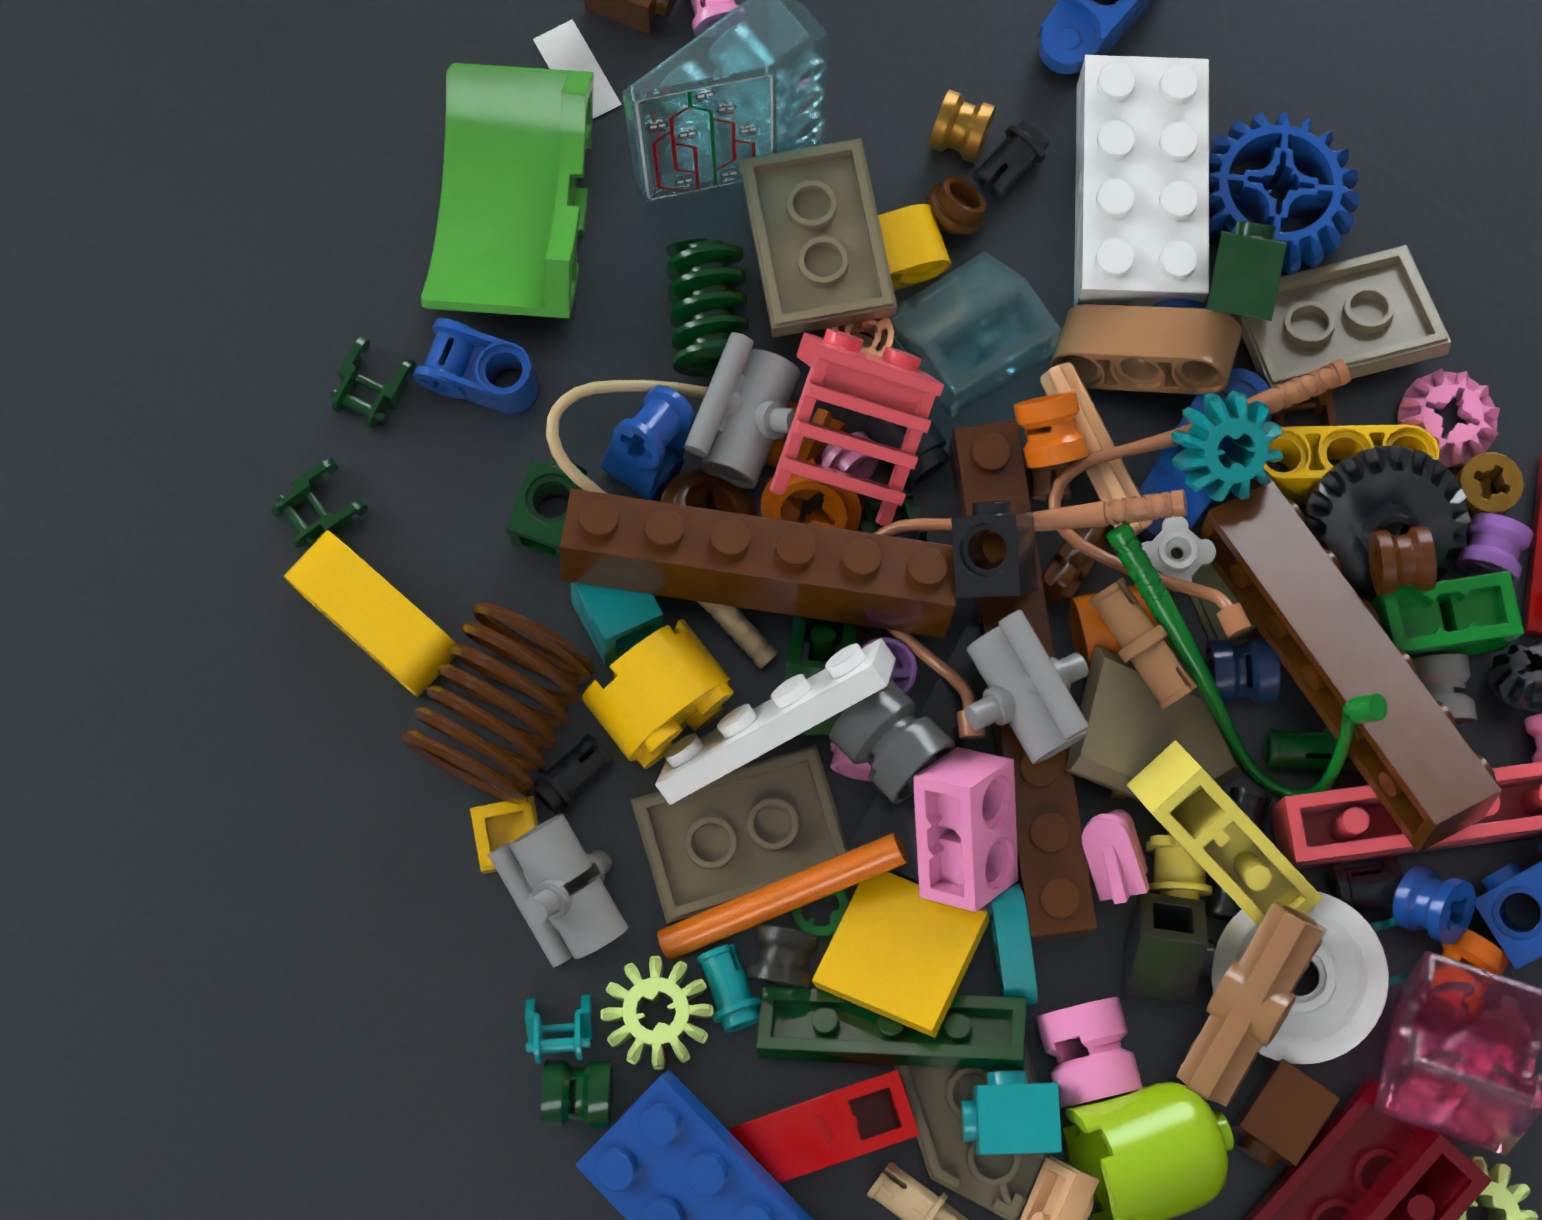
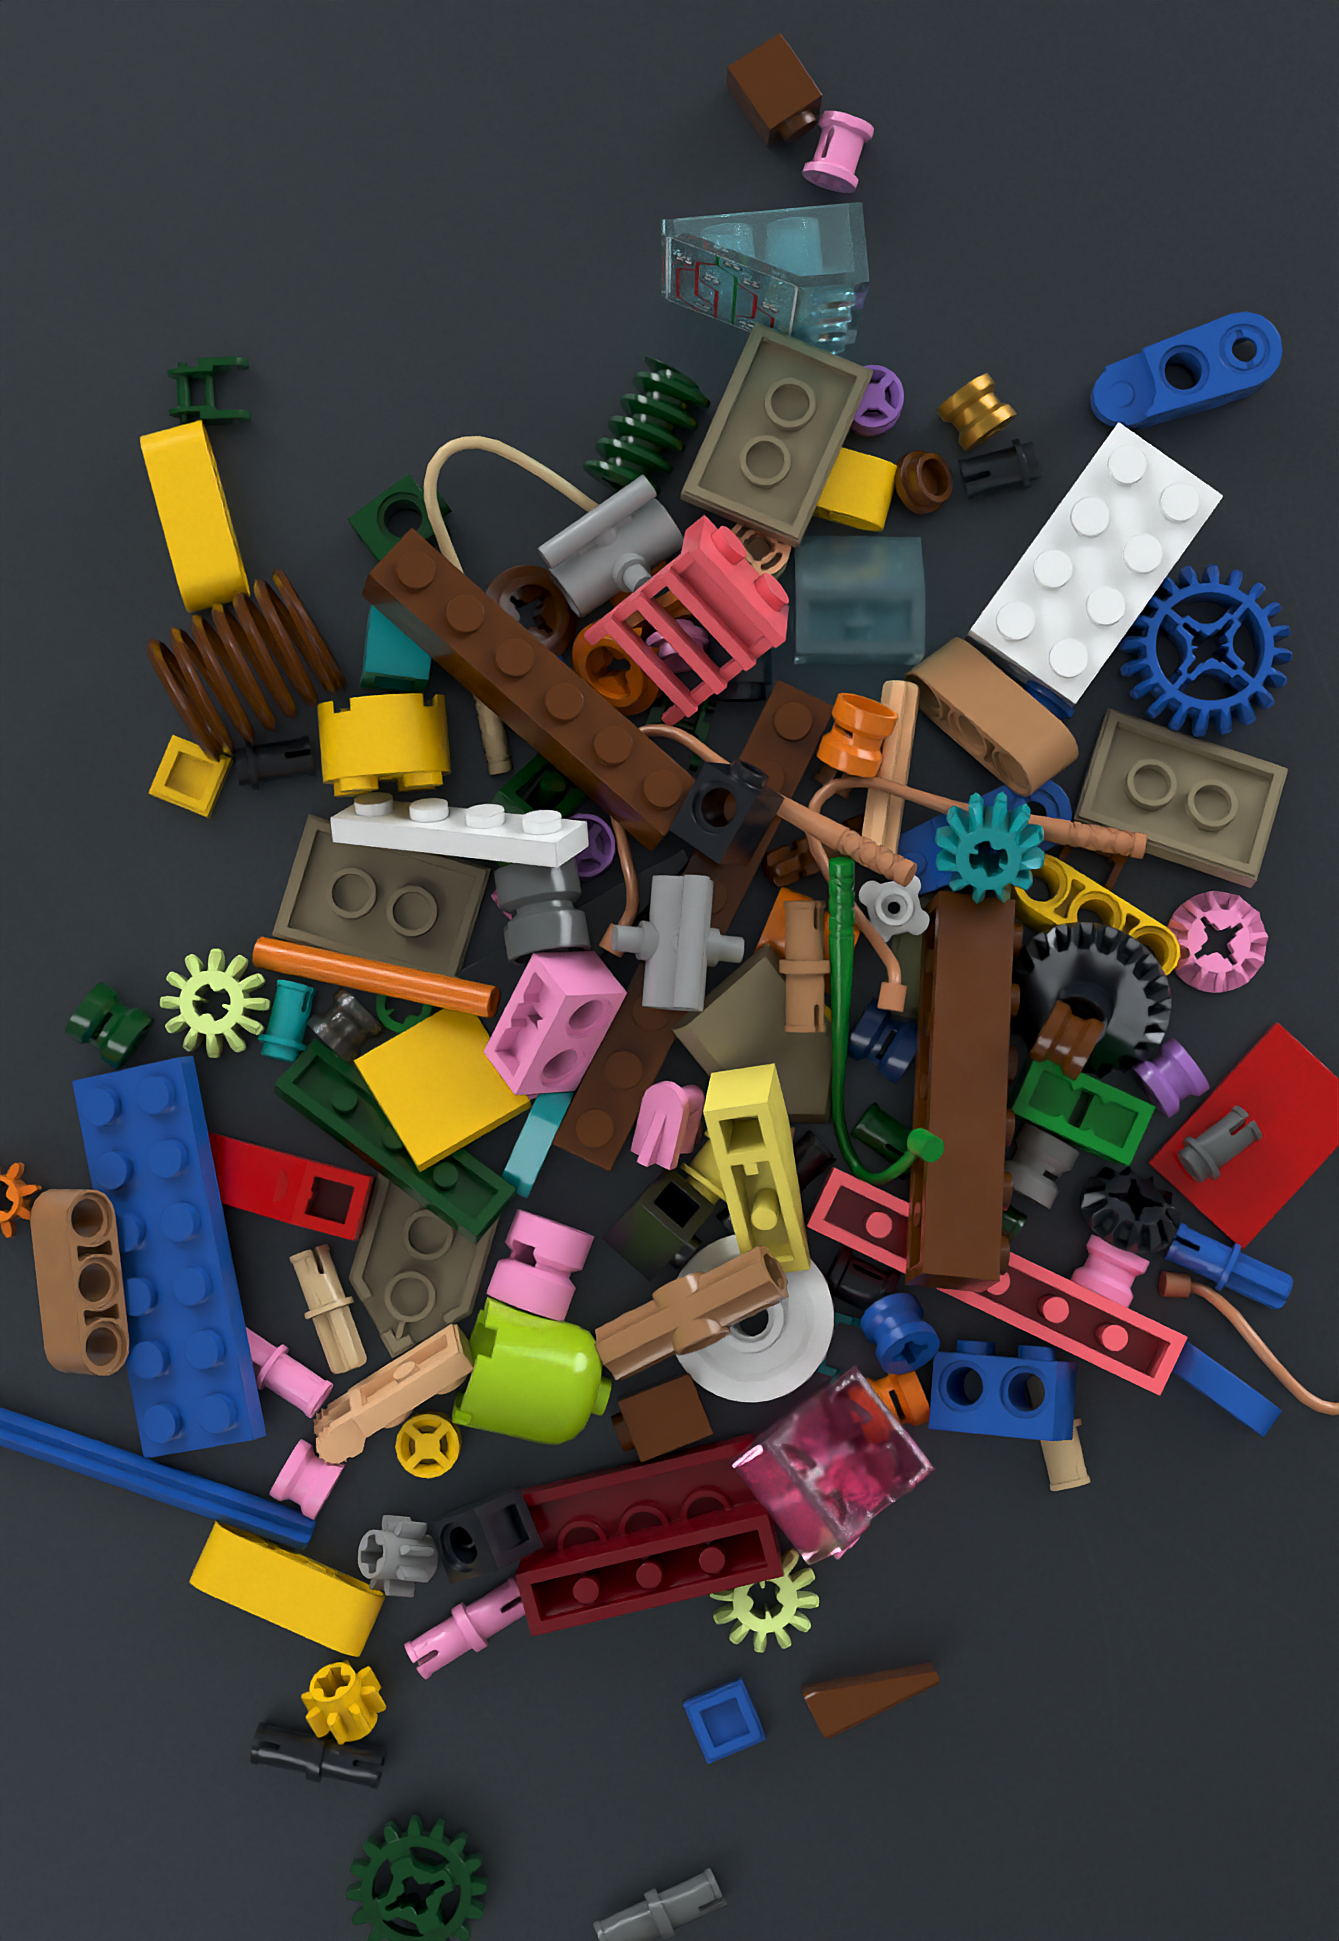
camera: 30 degrees right, 10 degrees up
(389, 393) = (309, 295): dark green piece -> none
(466, 364) = (412, 351): blue piece -> none
(511, 191) = (547, 220): bright green panel -> none
(560, 890) = (200, 852): light grey pin -> none
(567, 50) = (681, 140): white sticker -> none
(581, 1028) = (145, 976): teal piece -> none
(650, 446) = (517, 524): blue piece -> none
(884, 159) = (886, 395): none -> medium lavender wheel
(1012, 1116) = (440, 1274): teal brick -> none
(1247, 271) = (1112, 709): dark green brick -> none
(1489, 468) = (1193, 1026): pearl gold wheel -> none

